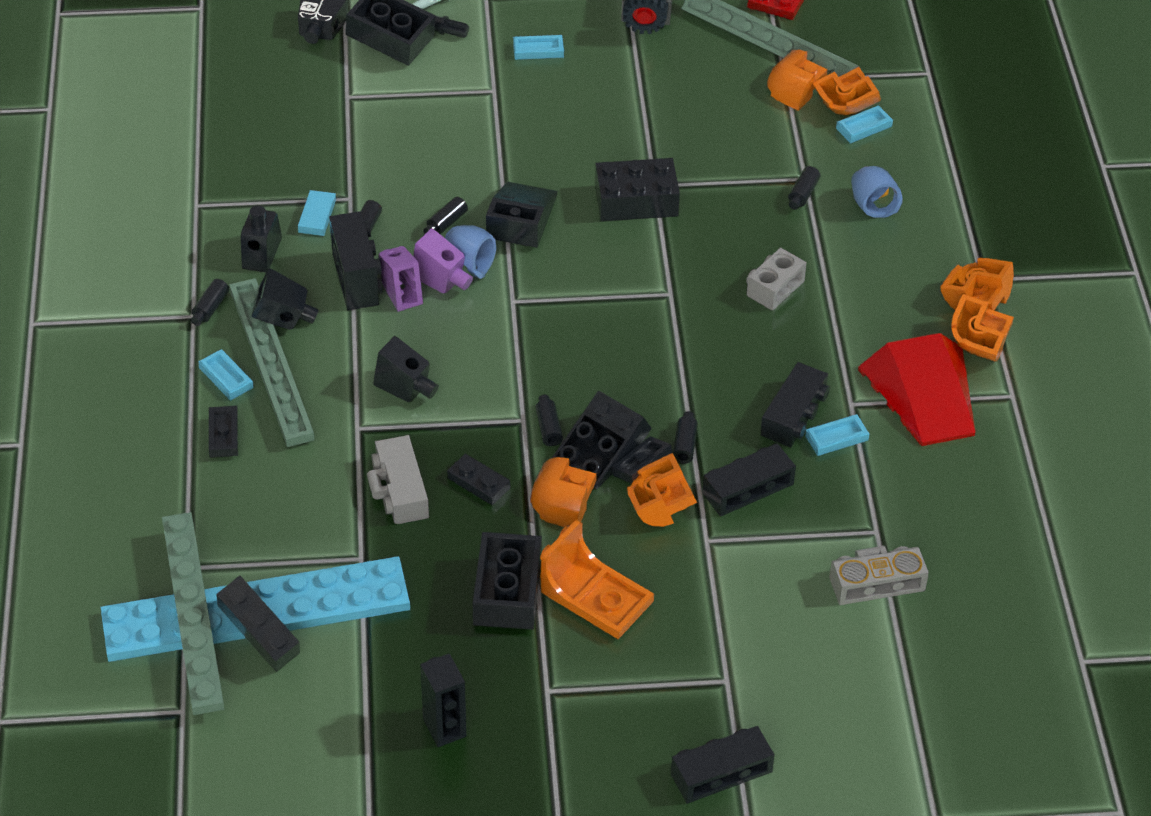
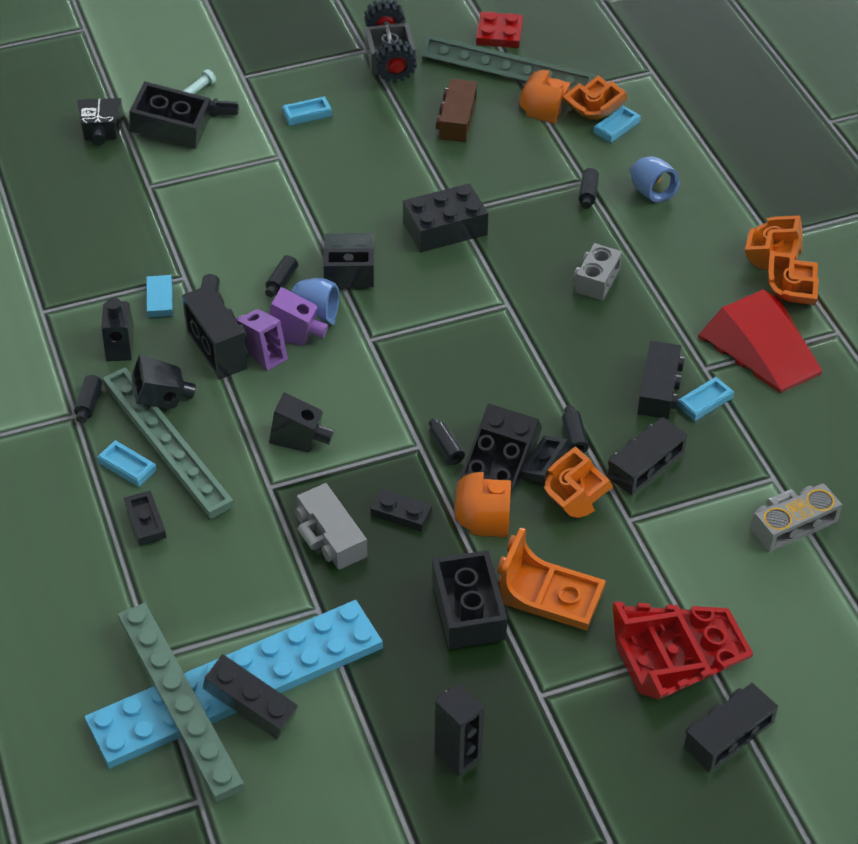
camera: 15 degrees left, 0 degrees up
(695, 76) = (457, 110): none -> reddish brown brick
(701, 673) = (676, 646): none -> red wedge

